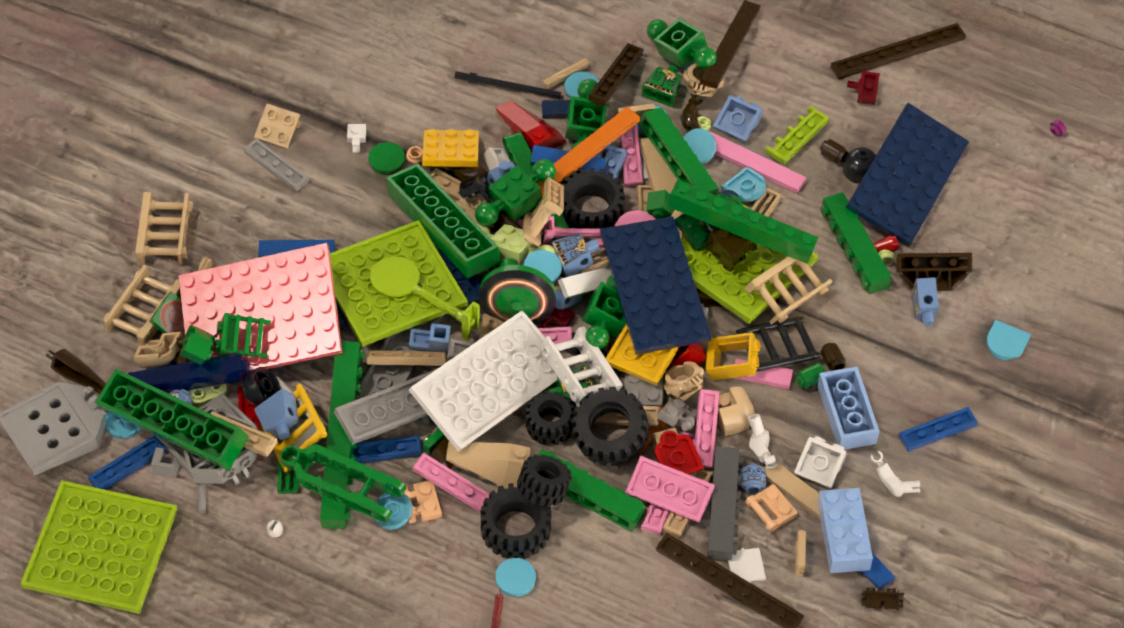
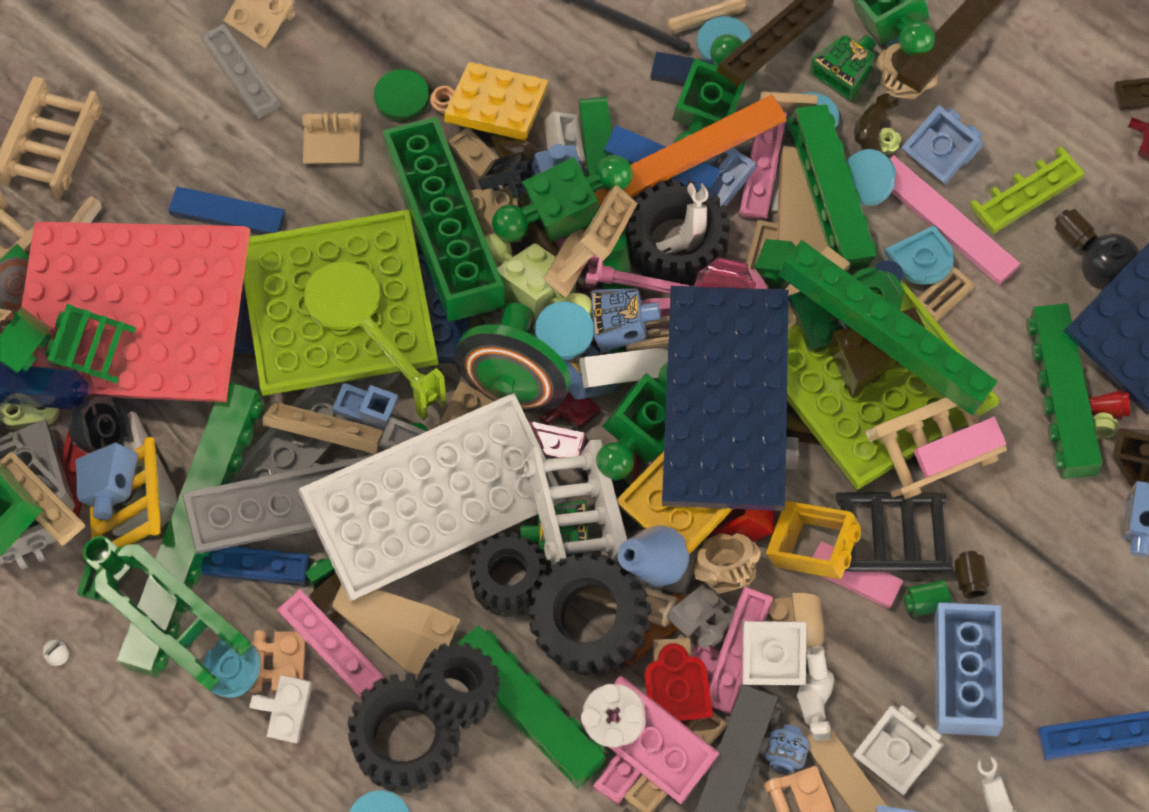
camera: 20 degrees right, 10 degrees up
(350, 191) = (331, 138): none -> tan hinge
(356, 134) = (369, 48): white plate -> none
(436, 525) = (287, 708): none -> white plate
(532, 127) = (630, 96): red wedge -> none
(601, 192) = (694, 228): none -> white arm
(631, 214) = (726, 274): none -> clear pink slope
(642, 382) = (655, 555): none -> medium blue cone
(648, 489) = (631, 714): none -> white plate
(729, 422) = (773, 652): none -> white plate
(804, 284) = (959, 447): none -> bright pink tile

